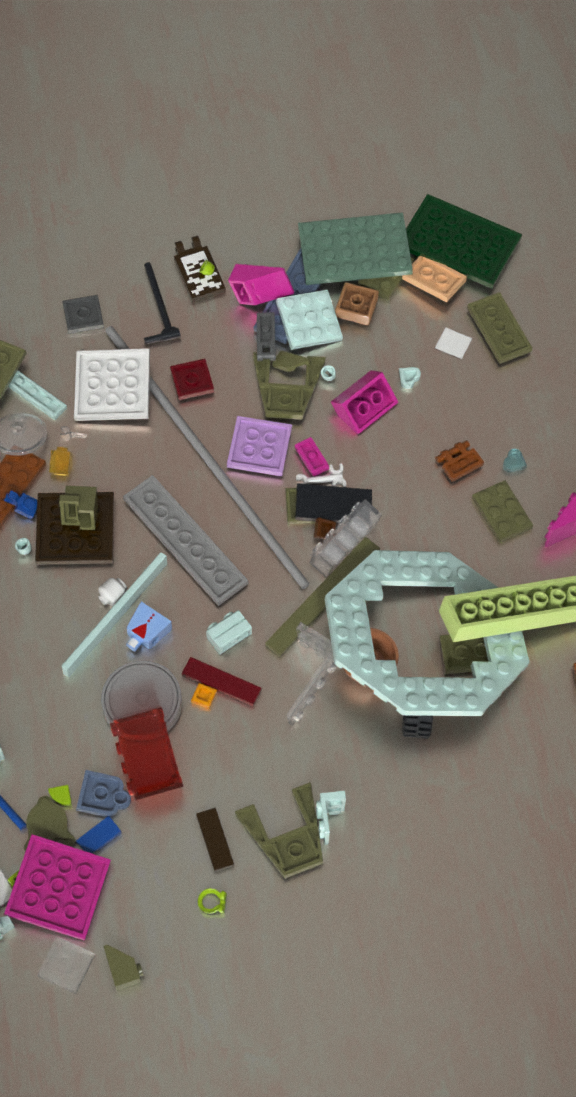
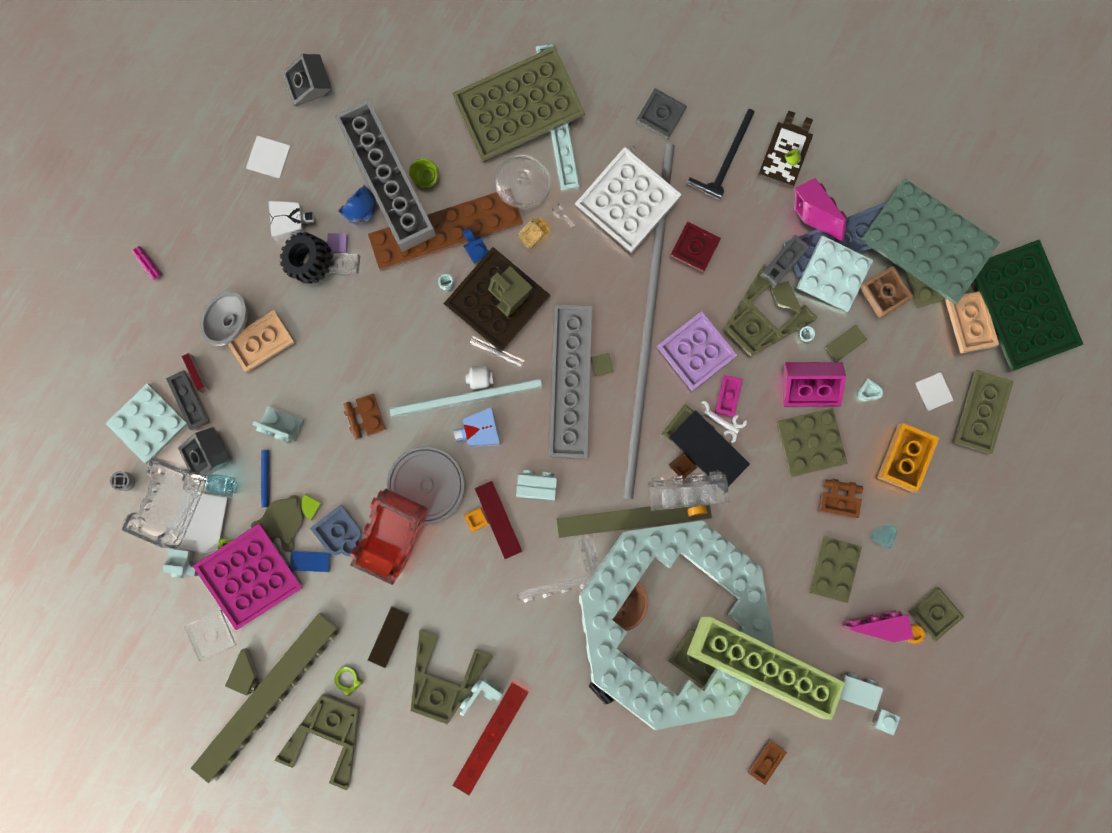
camera: 45 degrees right, 20 degrees up
(48, 688) = (370, 415): none -> dark orange plate
(108, 565) = (489, 348): none -> clear piece
(157, 975) = (265, 697): none -> olive brick
(198, 510) = (602, 364): none -> olive tile
(230, 941) = (333, 722): none -> olive wing
(361, 359) = (846, 343): none -> olive tile
(365, 548) = (697, 511): none -> light orange tile
(367, 847) = (490, 738): none -> clear red tile
(401, 441) = (811, 442): none -> olive plate
(478, 394) = (908, 457): none -> light orange brick

